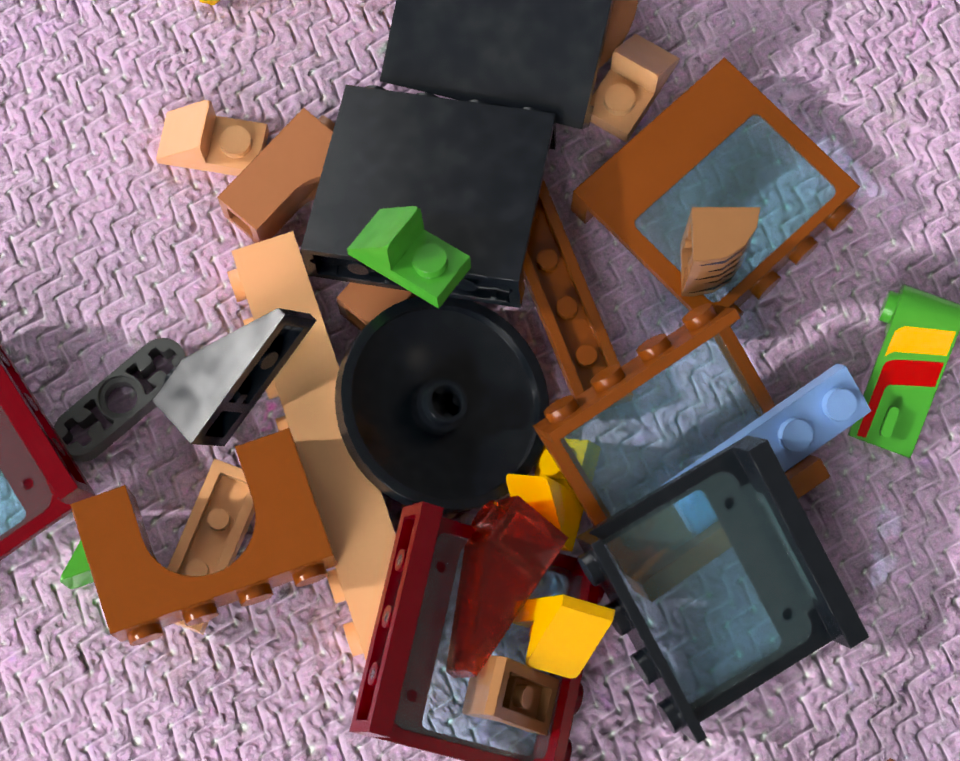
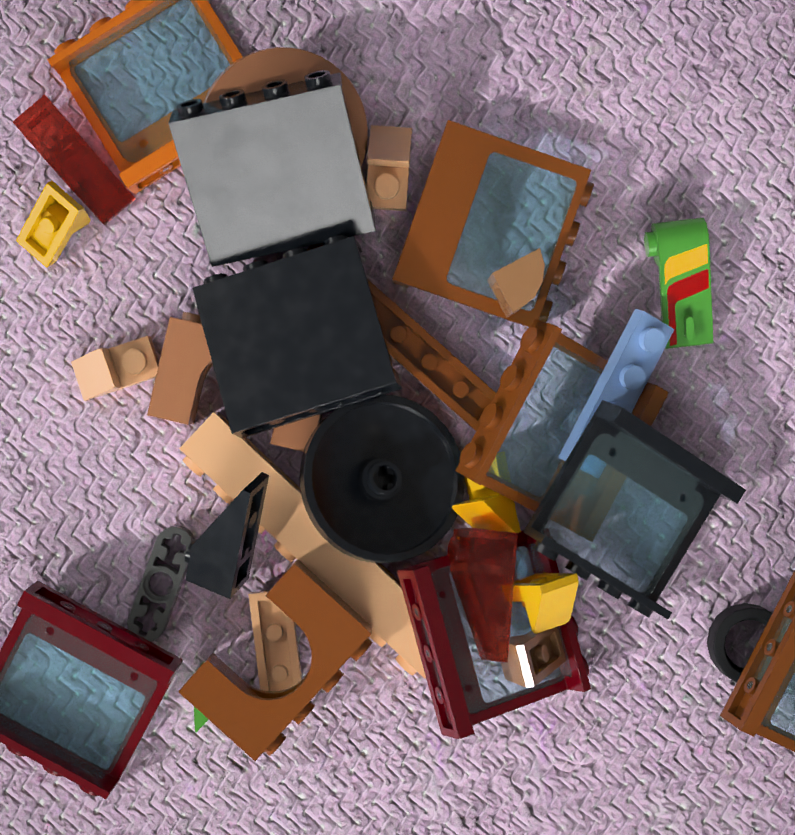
camera: 30 degrees left, 15 degrees up
(409, 255) = (311, 403): bright green slope -> none

